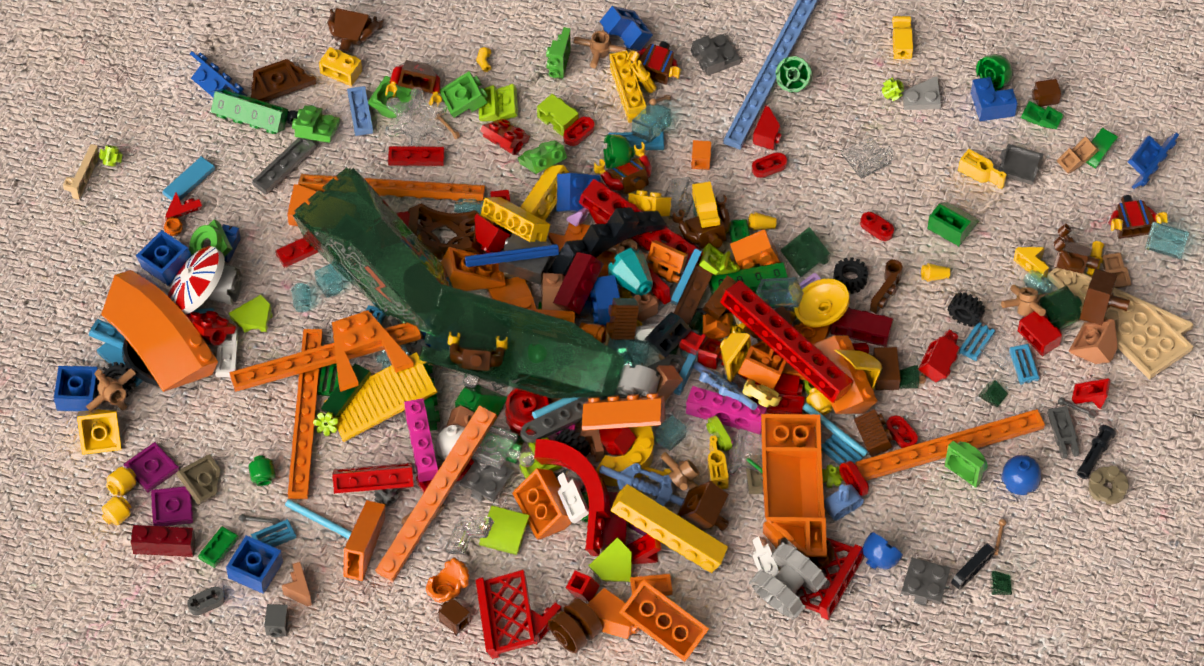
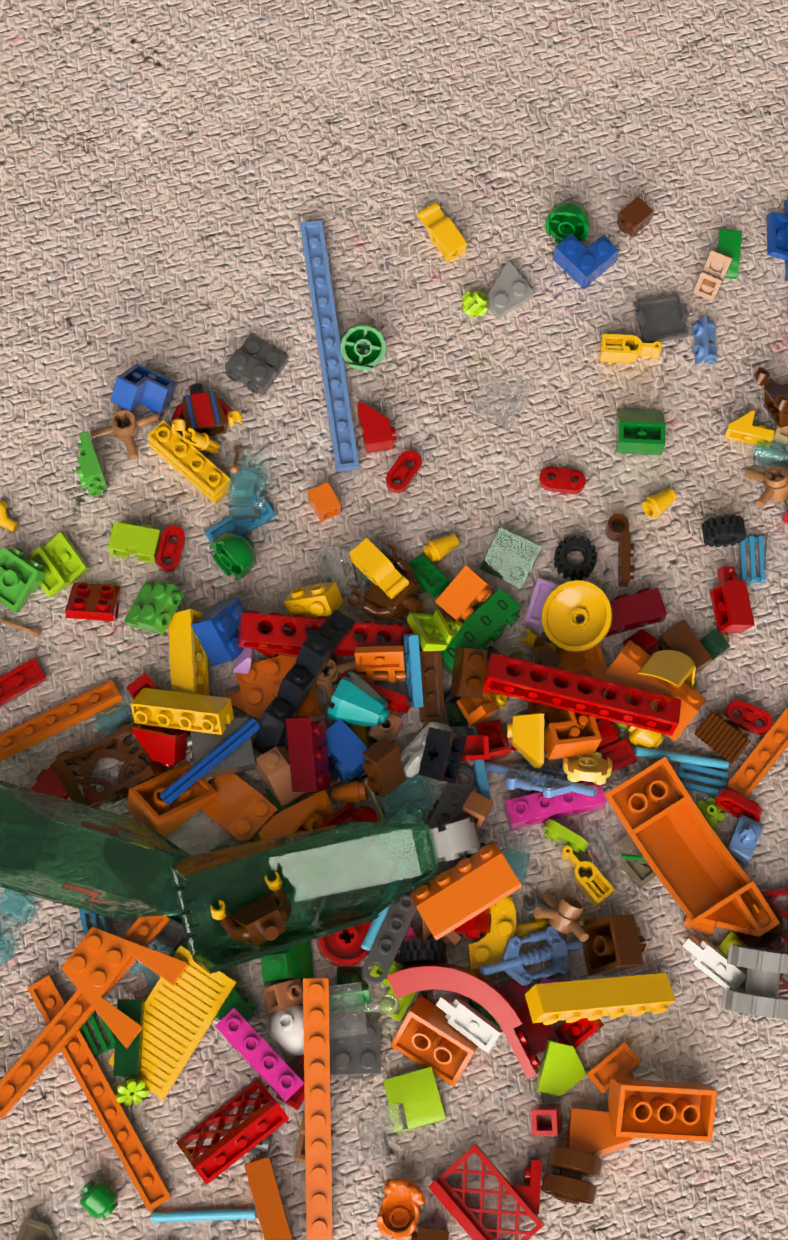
camera: 35 degrees left, 15 degrees up
(628, 177) = (266, 577): torso -> none
(780, 292) = (526, 630): clear light blue brick -> none
(1037, 196) = (703, 332): none -> medium blue hinge
(1042, 117) = (645, 248): green slope -> none

